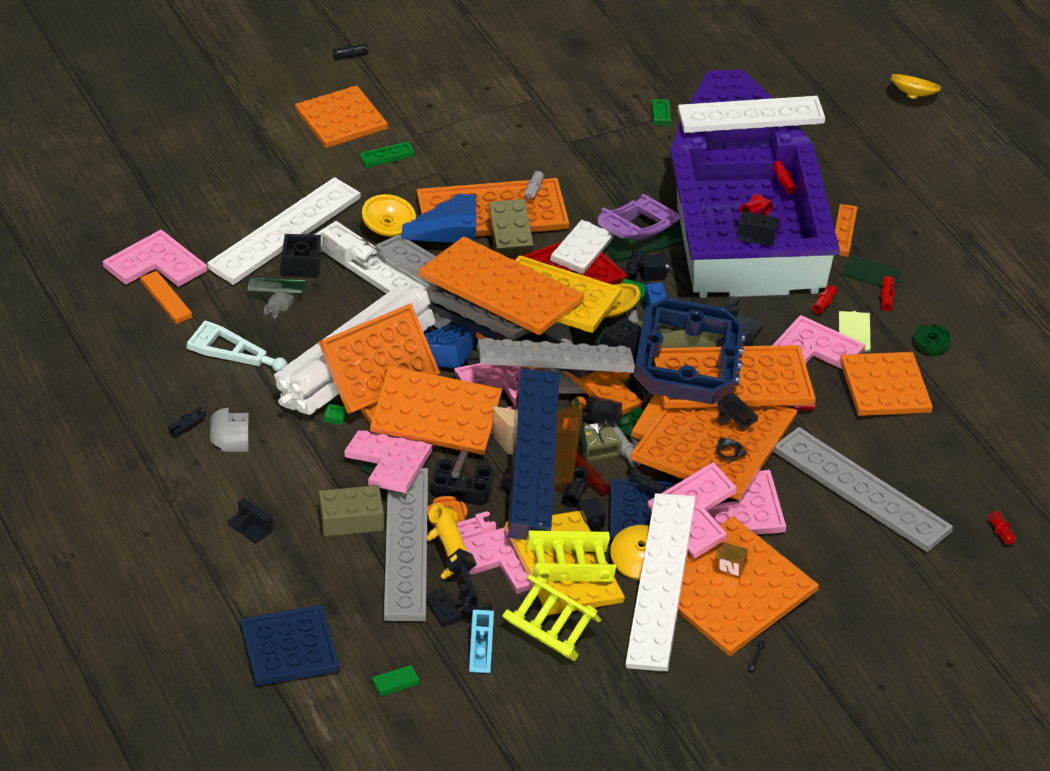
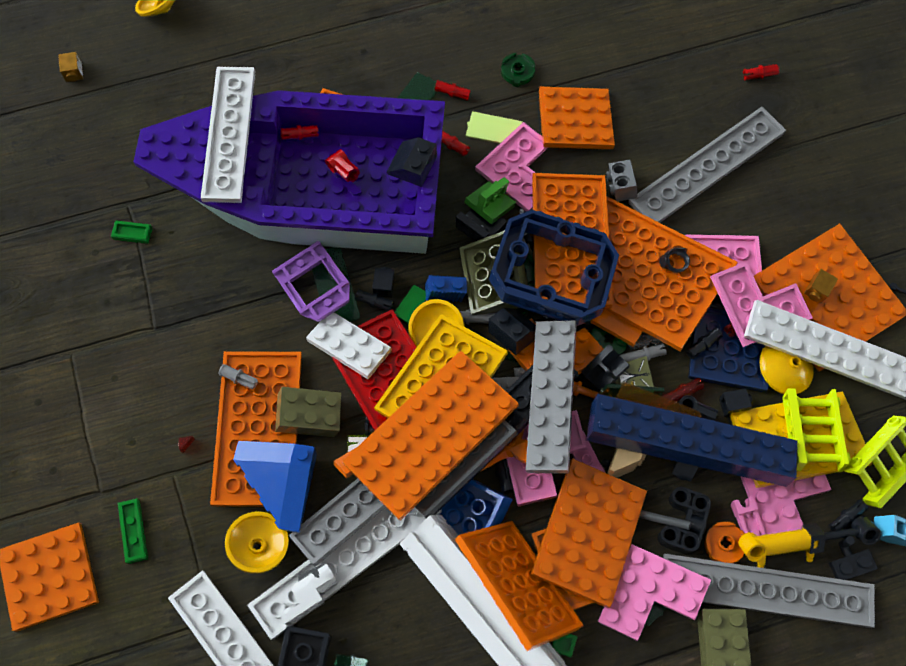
camera: 80 degrees left, 25 degrees up
(468, 170) = (185, 442): none -> clear red piece
(497, 605) = (848, 516): none -> black pin
(734, 409) = (632, 244): black plate -> none
(764, 326) = (491, 200): none -> bright green bracket
(817, 417) = (622, 180): none -> dark grey brick
(819, 47) = (70, 66): none -> pearl gold brick

